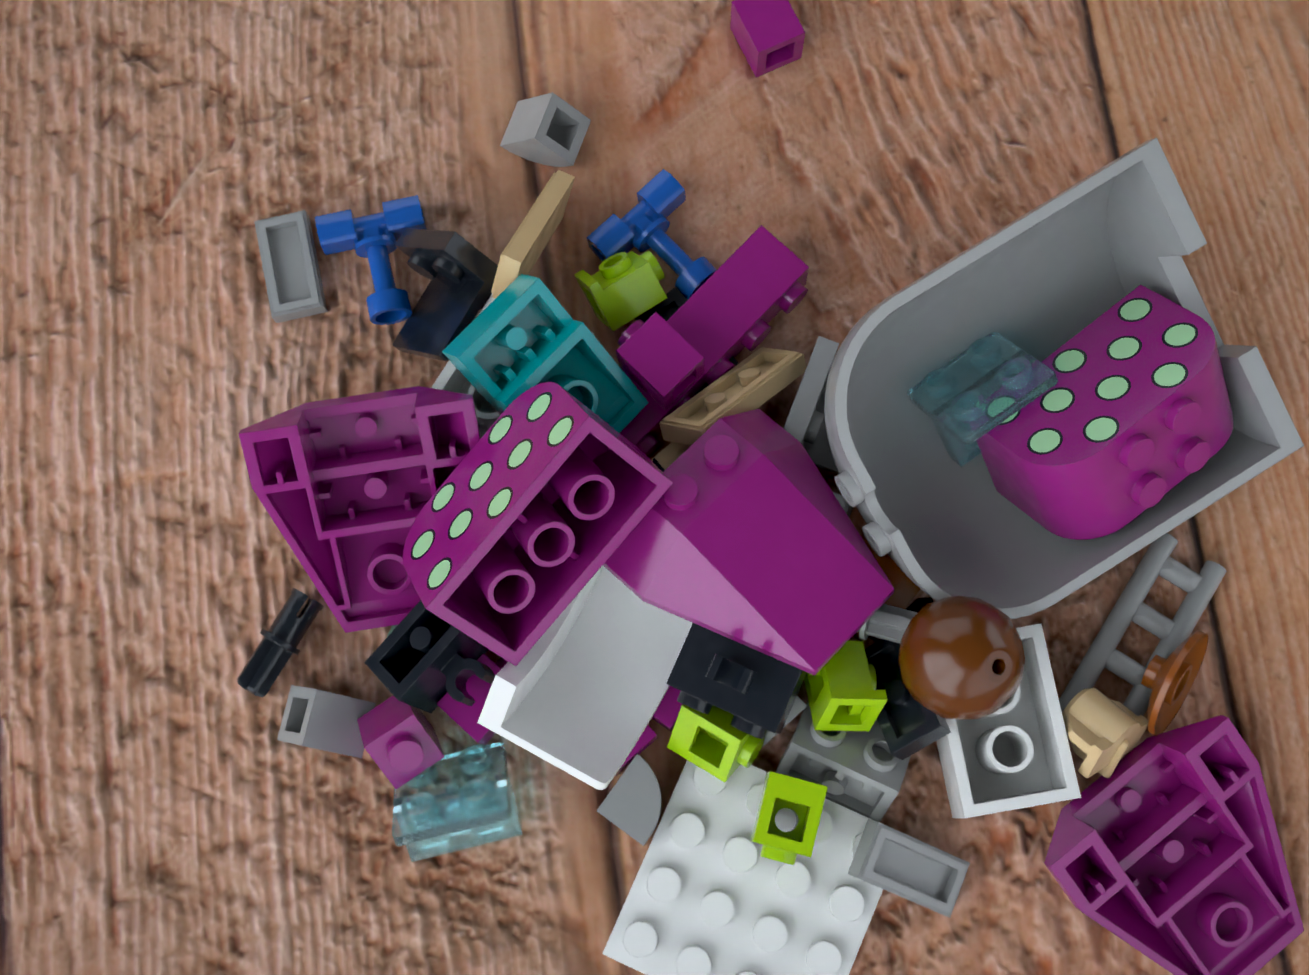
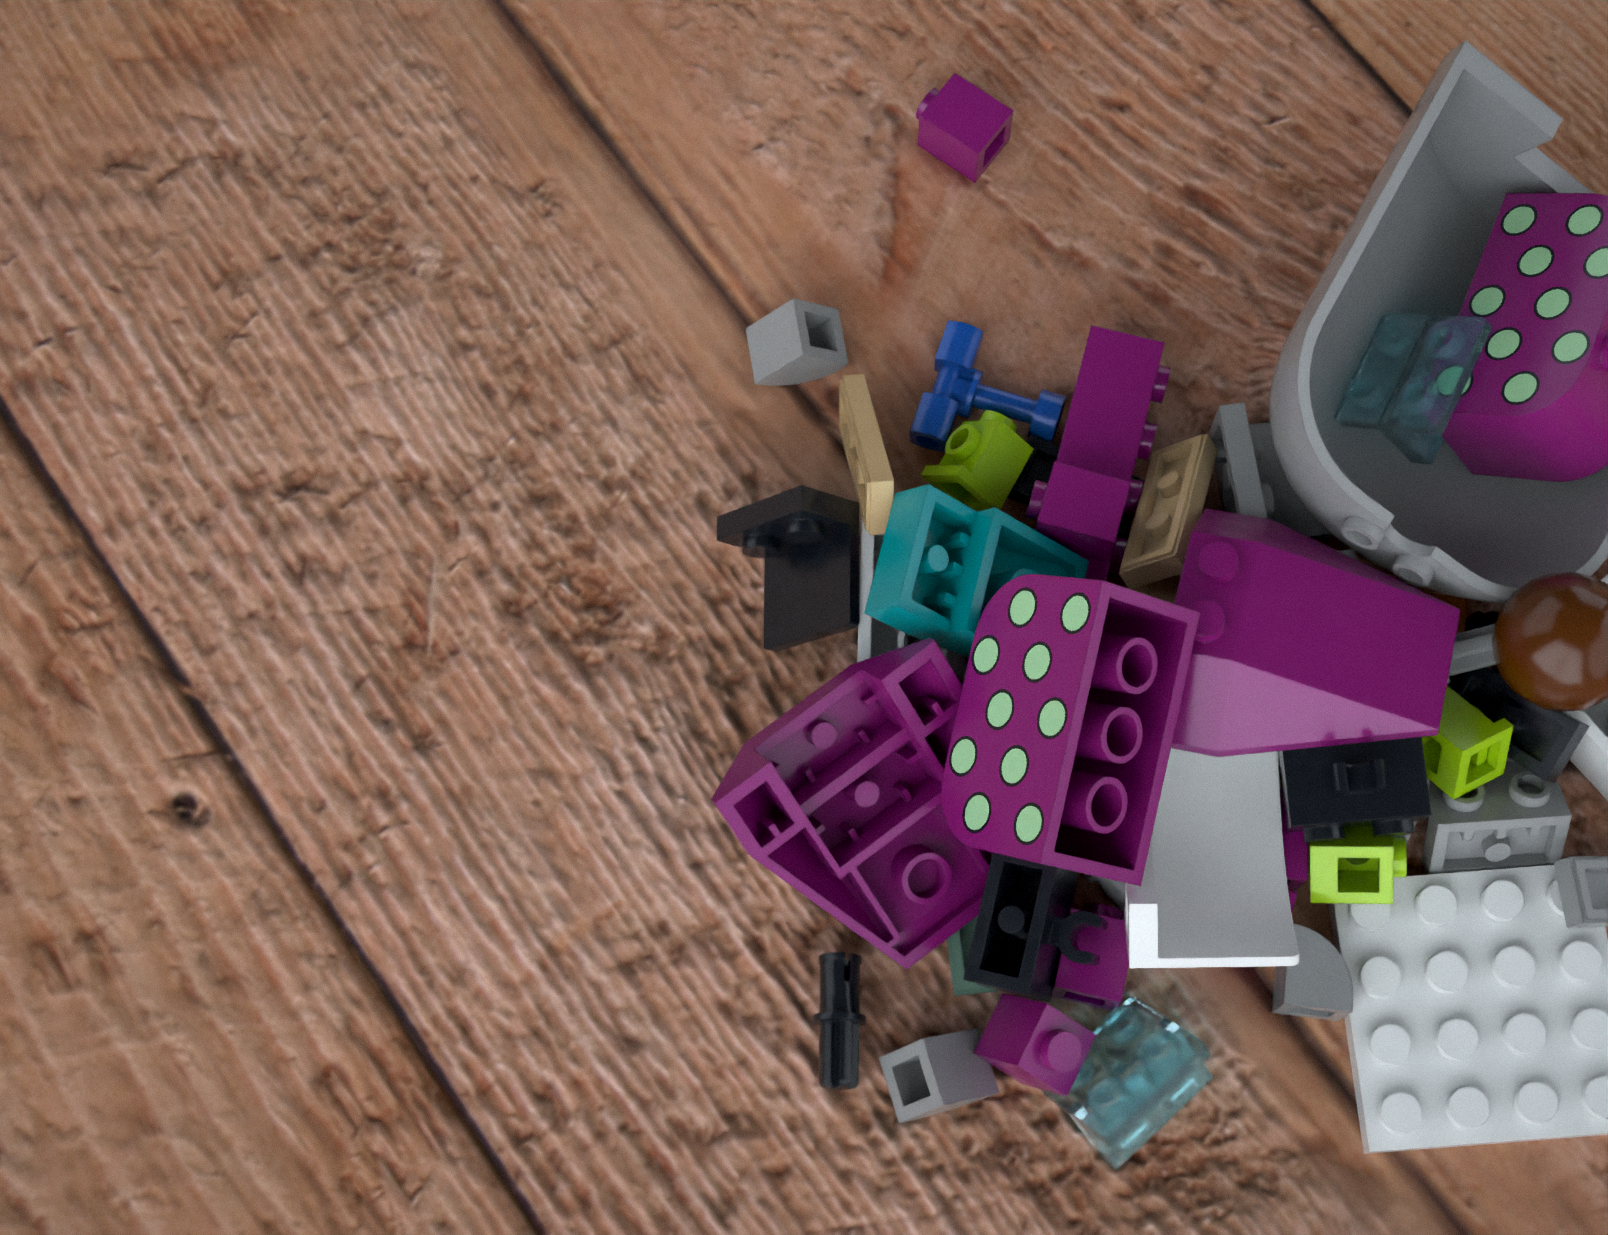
camera: 30 degrees left, 5 degrees down
(290, 266) = (605, 623): light grey tile -> none
(375, 239) = (681, 547): blue bar -> none
(801, 797) = (1491, 881): lime brick -> none

